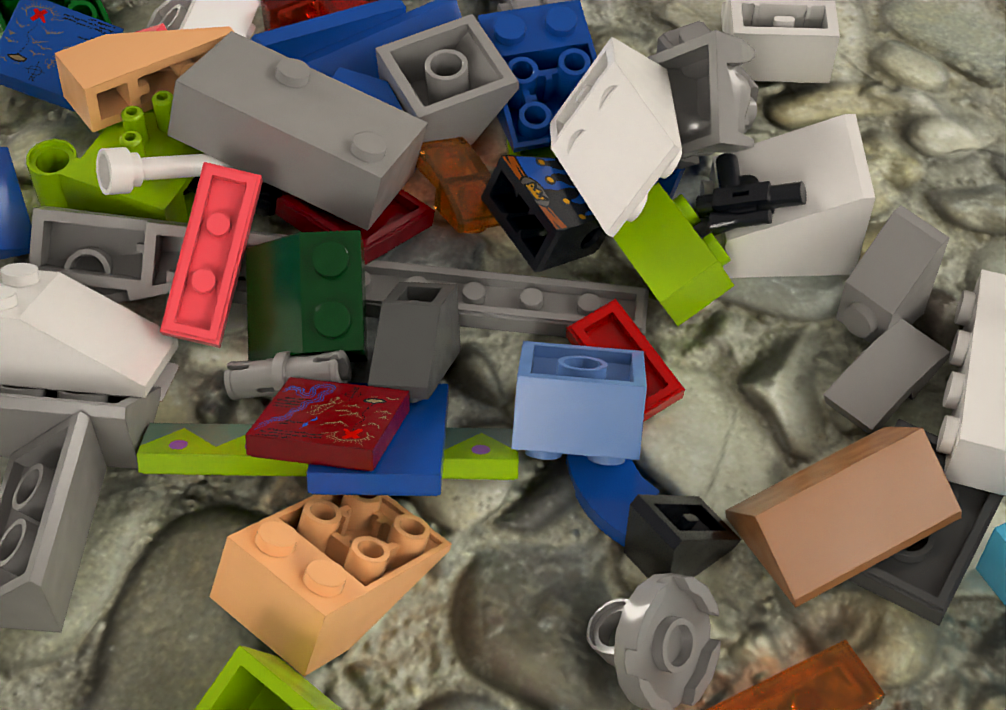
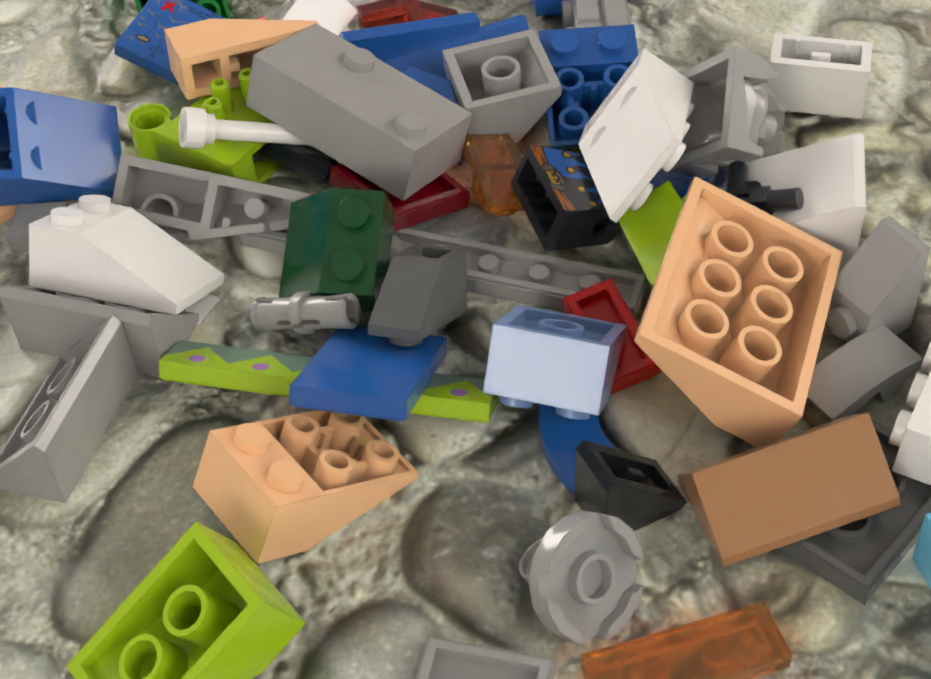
camera: 15 degrees right, 5 degrees down
(211, 255) = (260, 205): coral tile -> none
(328, 424) = (322, 350): dark red tile -> none
(767, 327) = (739, 313): none -> light nougat slope

